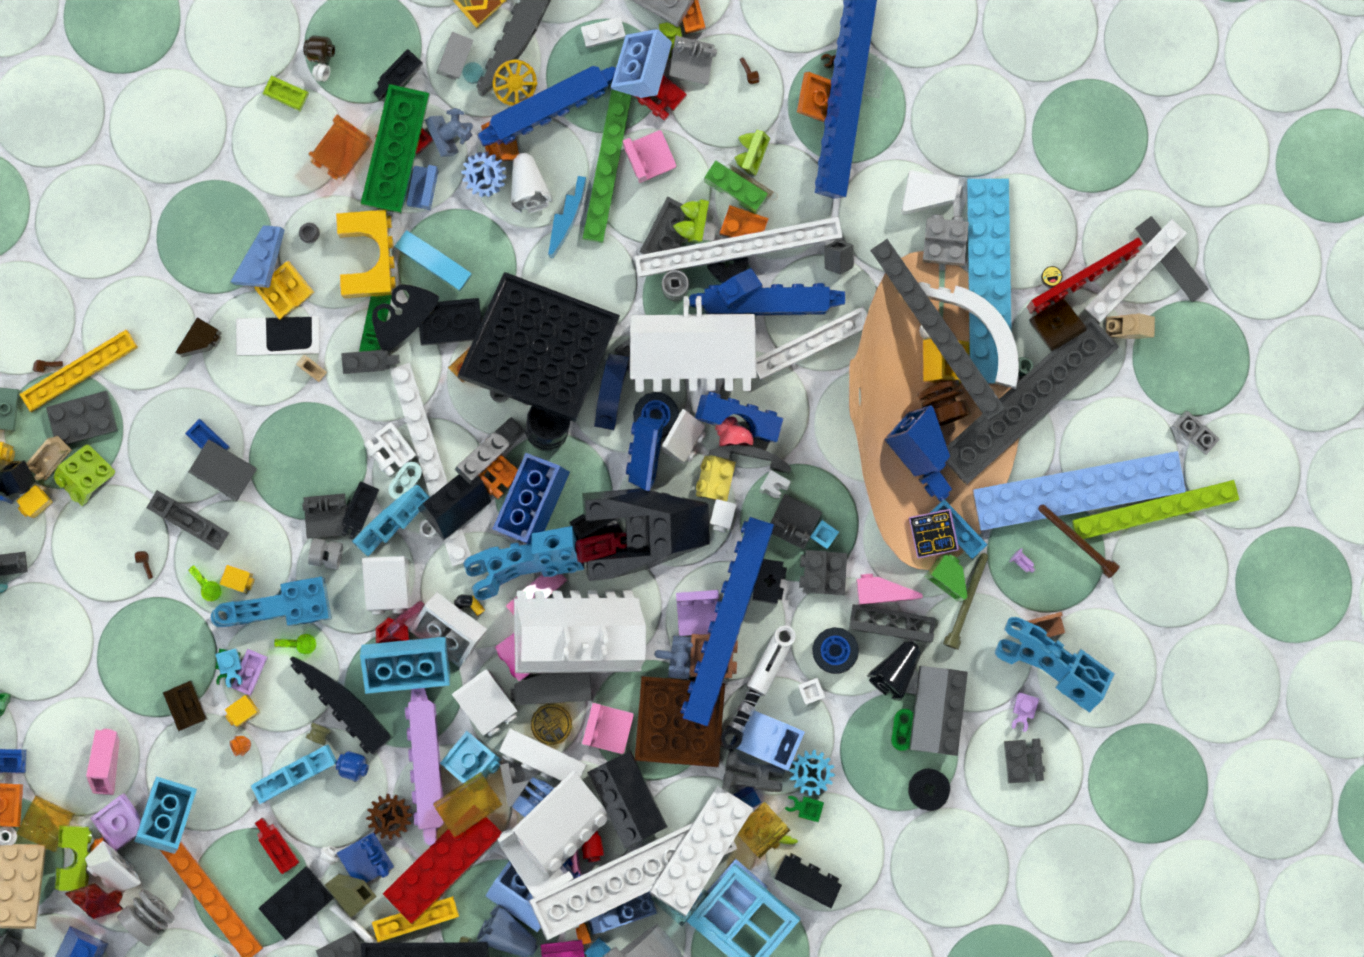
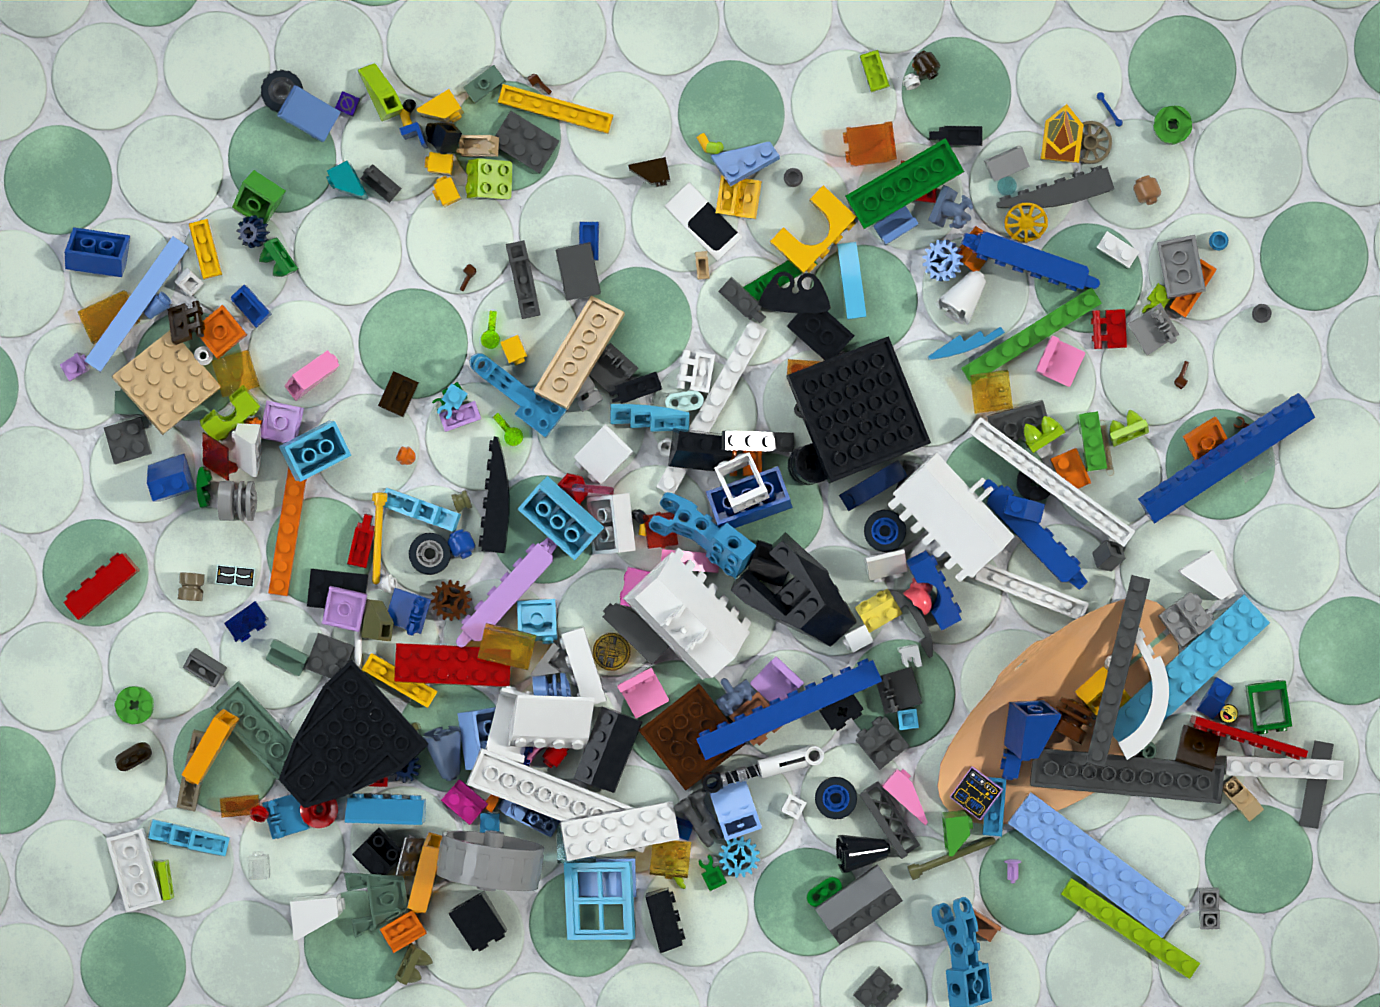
camera: 45 degrees right, 5 degrees up
(60, 517) = (446, 191): none -> yellow brick
(106, 930) = (203, 480): none -> green slope
(223, 276) = (709, 147): none -> arm
(241, 711) = (429, 435): yellow brick -> none
(255, 800) = (379, 500): none -> yellow piece
(286, 528) = (579, 352): none -> tan plate
(315, 910) = (344, 608): none -> lavender tile
(324, 792) = (425, 565): none -> black wheel
(486, 703) = (585, 596): white slope -> none
(494, 604) = (656, 540): none -> clear red piece
(528, 497) = (746, 499): none -> white window
(599, 546) = (759, 576): dark red plate -> none
(623, 231) = (991, 391): none -> clear yellow hinge
(641, 63) = (1119, 298): light blue slope -> none
(644, 452) = (852, 547): blue slope -> none
(675, 285) = (986, 462): light grey wheel -> none
(933, 778) = (790, 950): black plate -> none
(1025, 707) = (914, 960): lavender plate -> none
(1030, 276) = (1214, 698): none -> blue slope
(1083, 224) = (1268, 686): none -> green window
(1109, 567) = (1061, 931): reddish brown piece -> none

